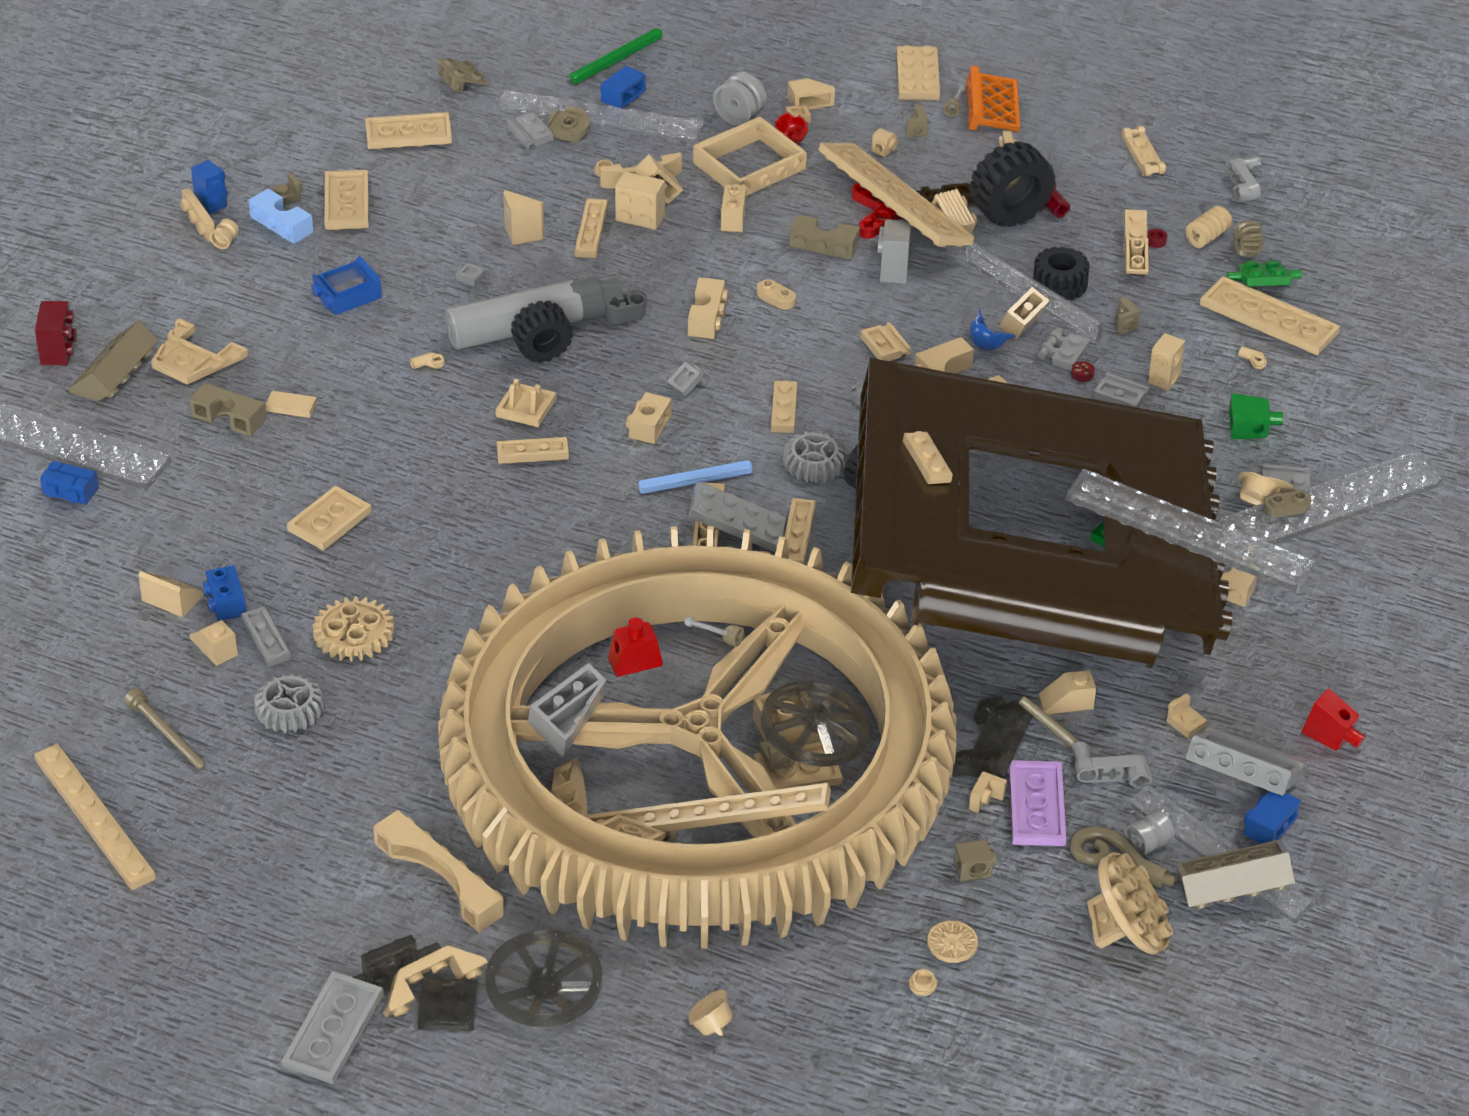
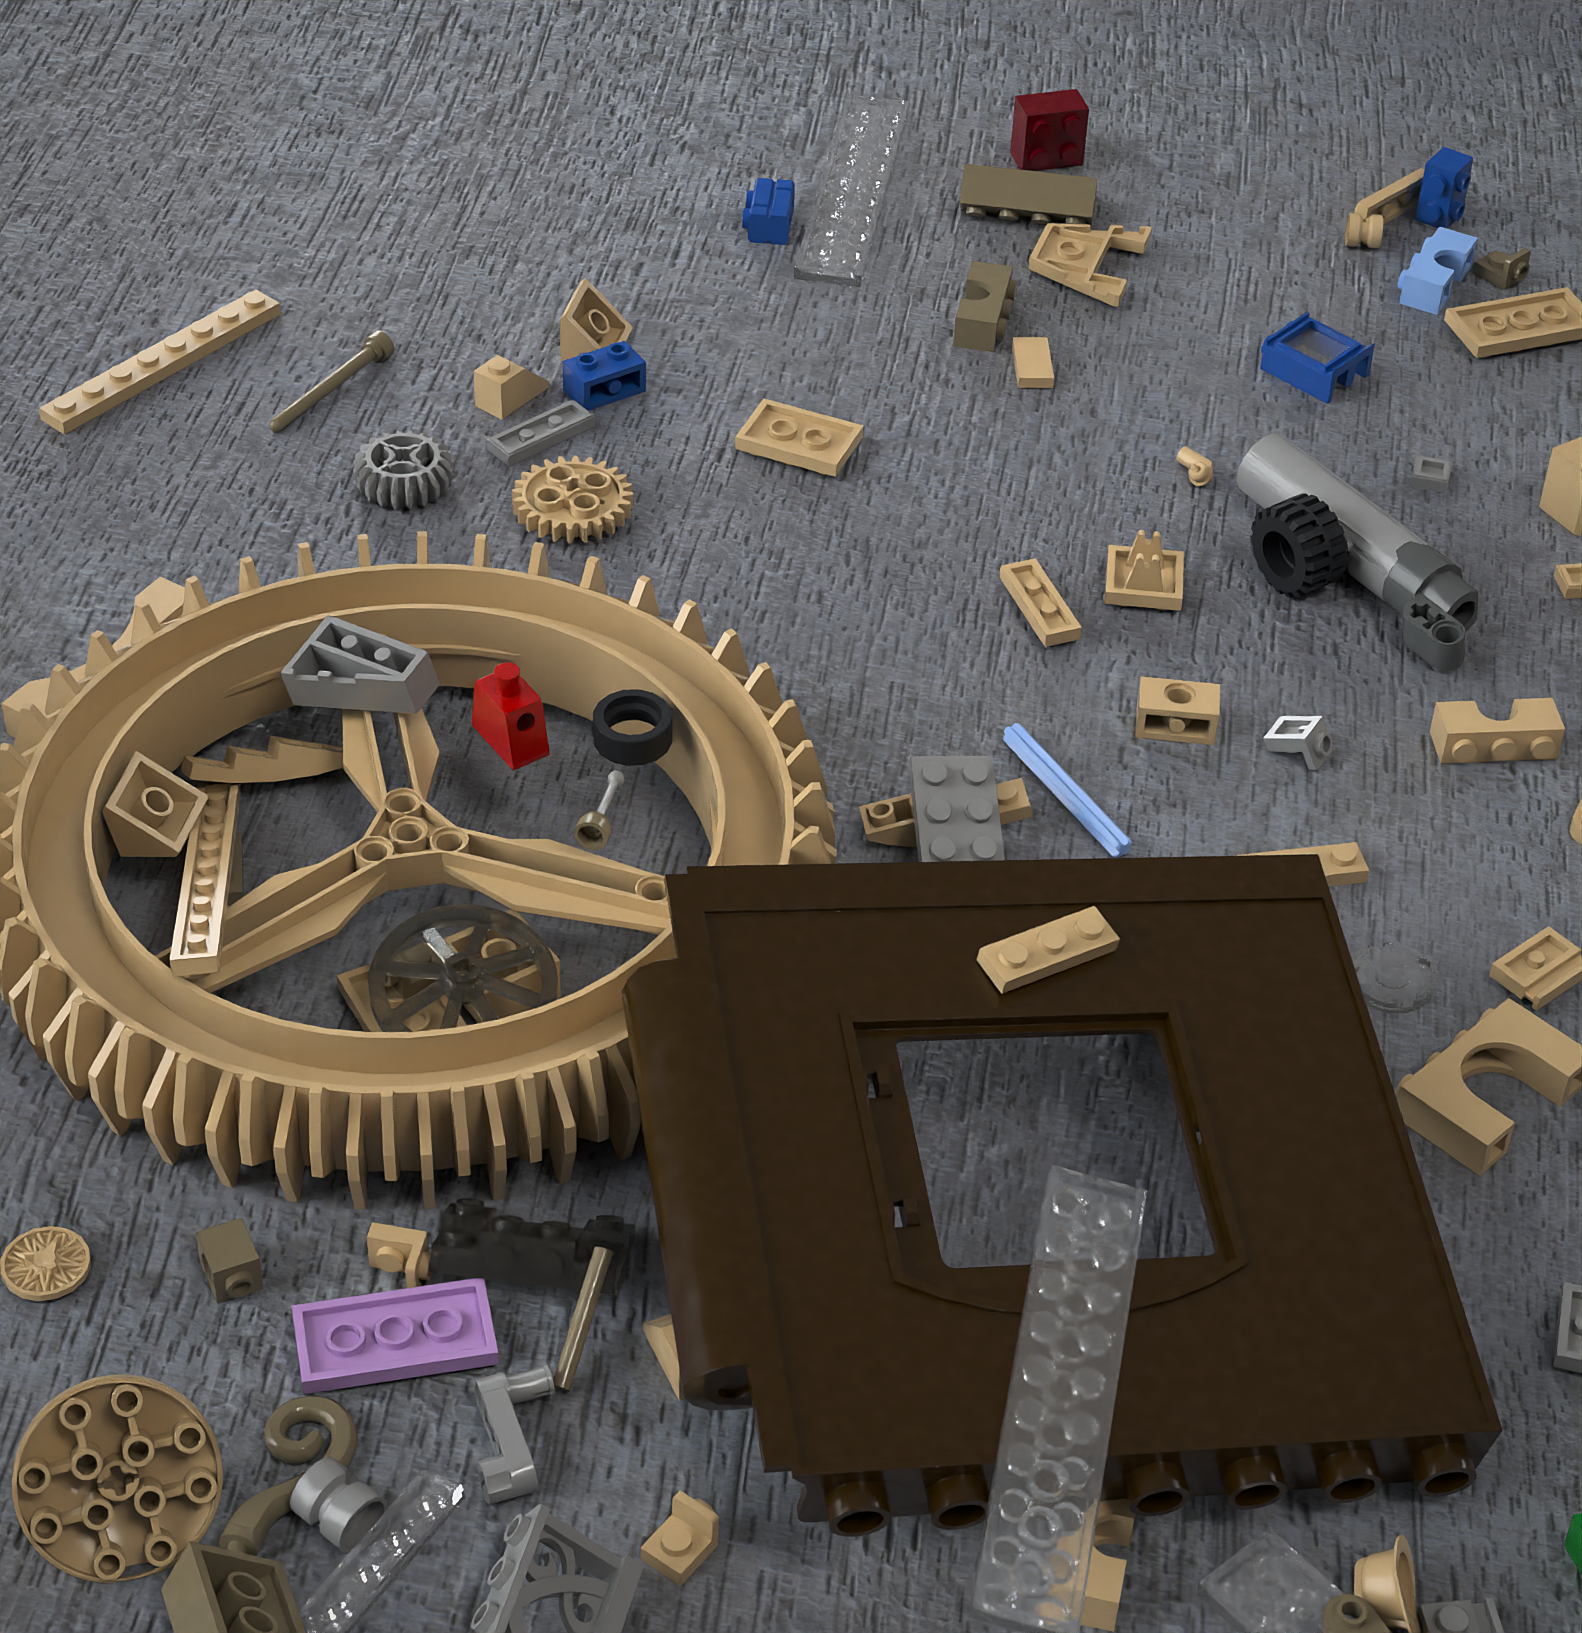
camera: 75 degrees right, 0 degrees up
(655, 591) = (635, 748): none -> black tyre

